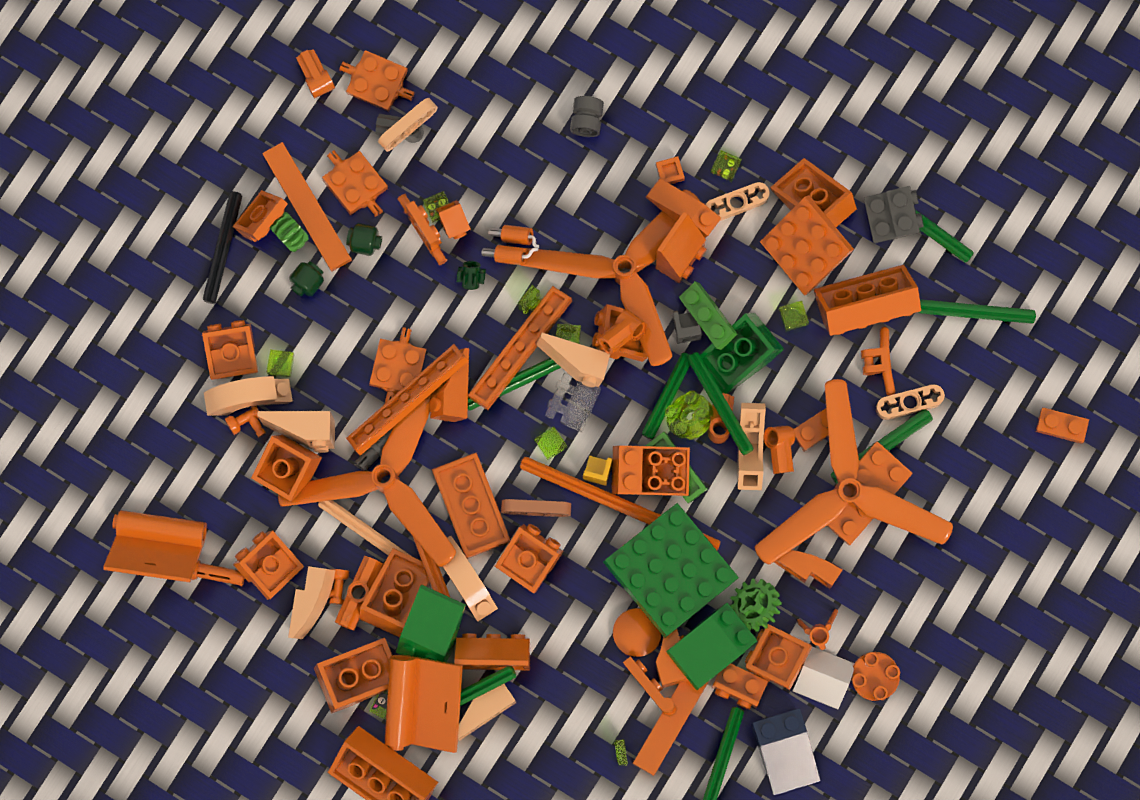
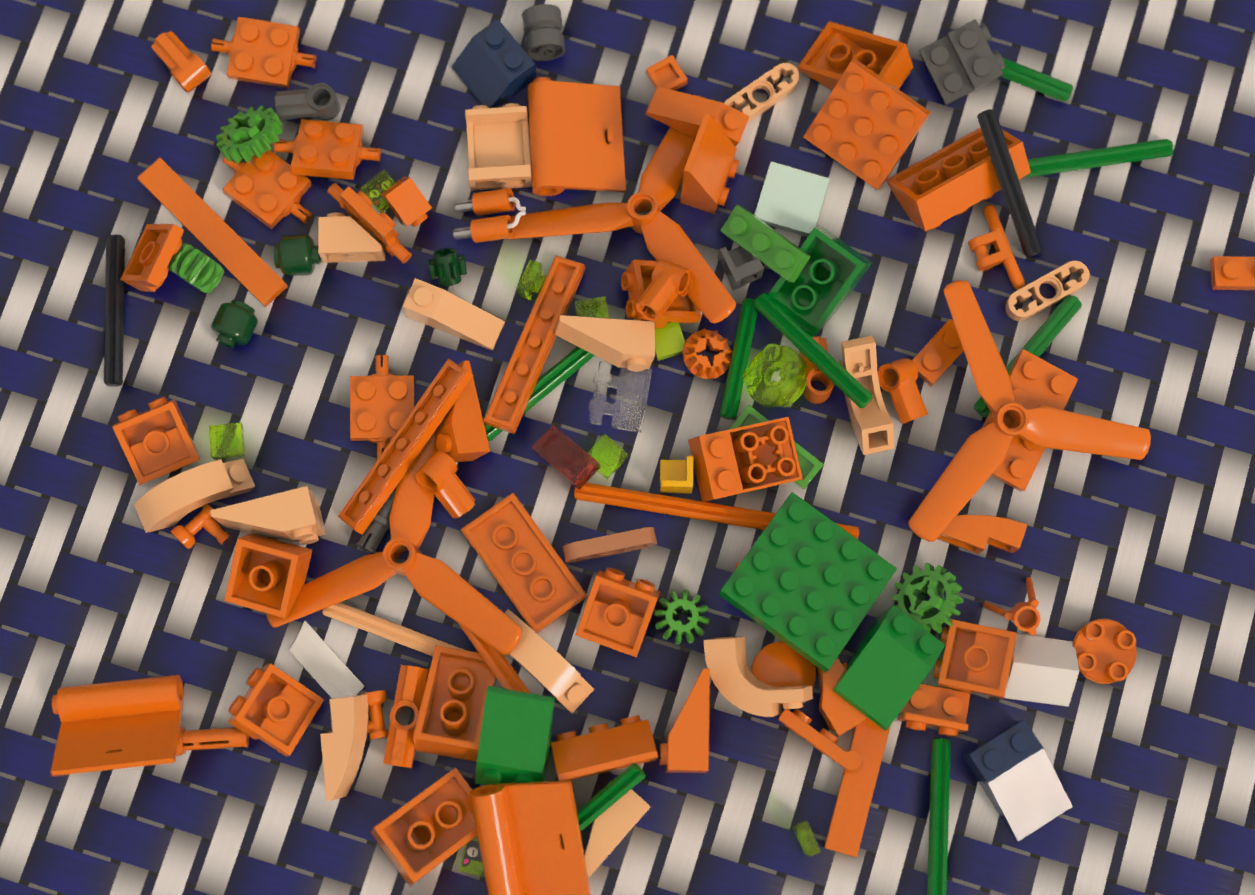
camera: 20 degrees left, 0 degrees up
(310, 541) = (324, 664): none -> white sticker
(351, 141) = (249, 134): none -> bright green gear
(401, 237) = (346, 241): none -> light nougat slope
(406, 167) = (327, 149): none -> orange plate
(407, 124) = (316, 93): light nougat beam -> none
(426, 429) = (439, 478): none -> orange piece
(465, 311) = (452, 315): none -> light nougat slope
(521, 436) = (566, 457): none -> clear red plate
(531, 195) = (498, 147): none -> light nougat panel
(543, 133) = (494, 66): none -> dark blue slope
(554, 658) = (688, 740): none -> orange slope
(580, 567) = (676, 626): none -> bright green gear
(586, 200) = (570, 138): none -> orange door
(600, 628) = (740, 686): none -> light nougat arch
(618, 370) = (669, 341): none -> lime tile
(636, 393) = (699, 364): none -> orange gear
(726, 165) = (734, 53): clear neon green tile -> none
(738, 286) = (791, 199): none -> light aqua tile
(793, 315) = (871, 218): clear neon green plate -> none
(900, 315) = (1009, 182): none -> black axle

